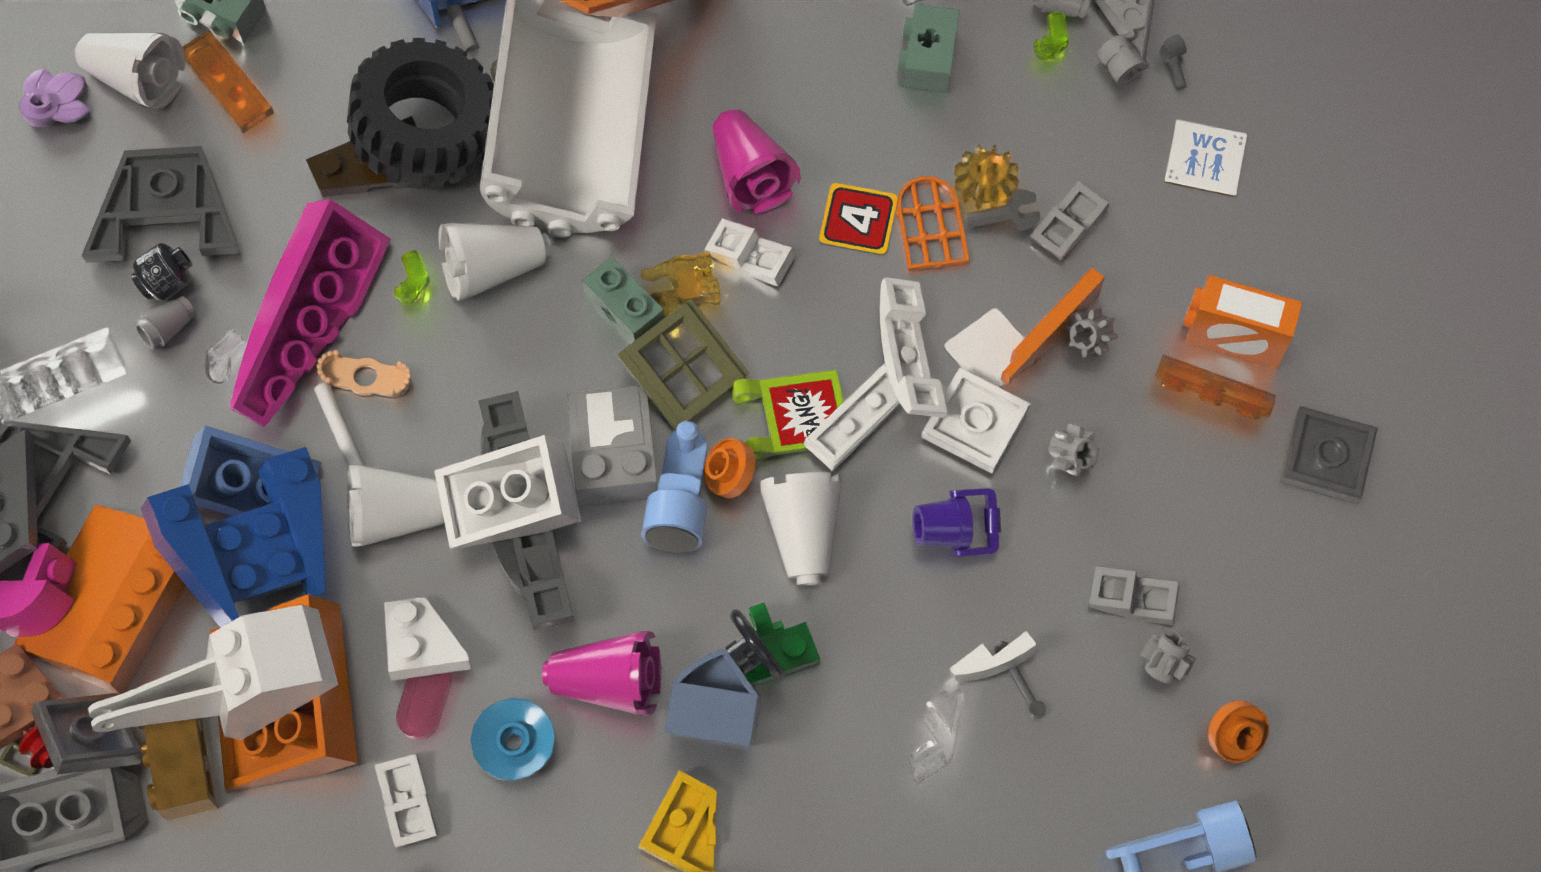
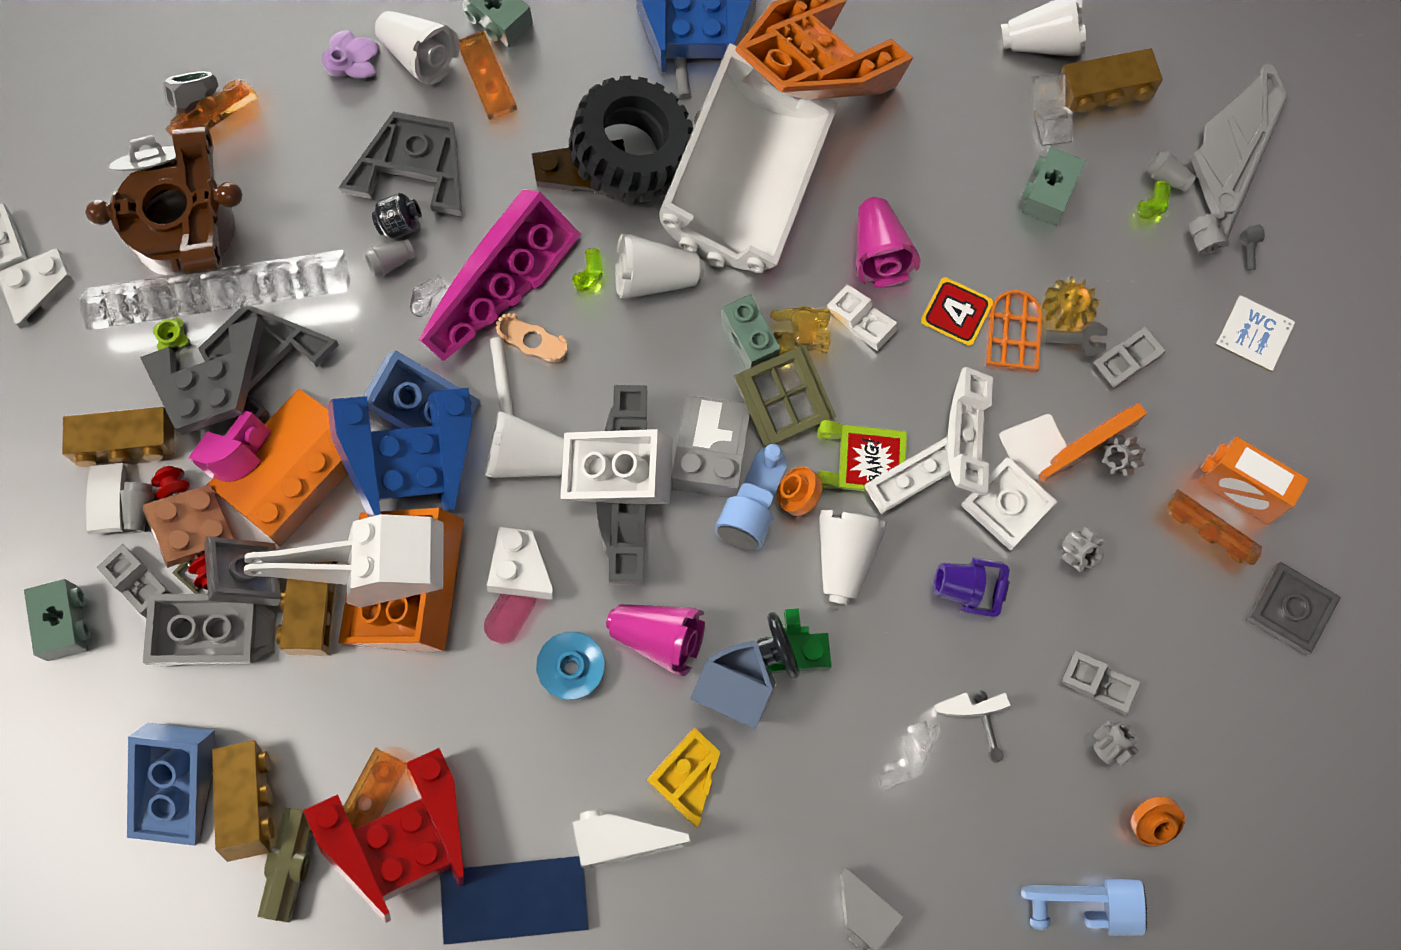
camera: 15 degrees right, 5 degrees up
(405, 800) = (475, 690): white slope -> none

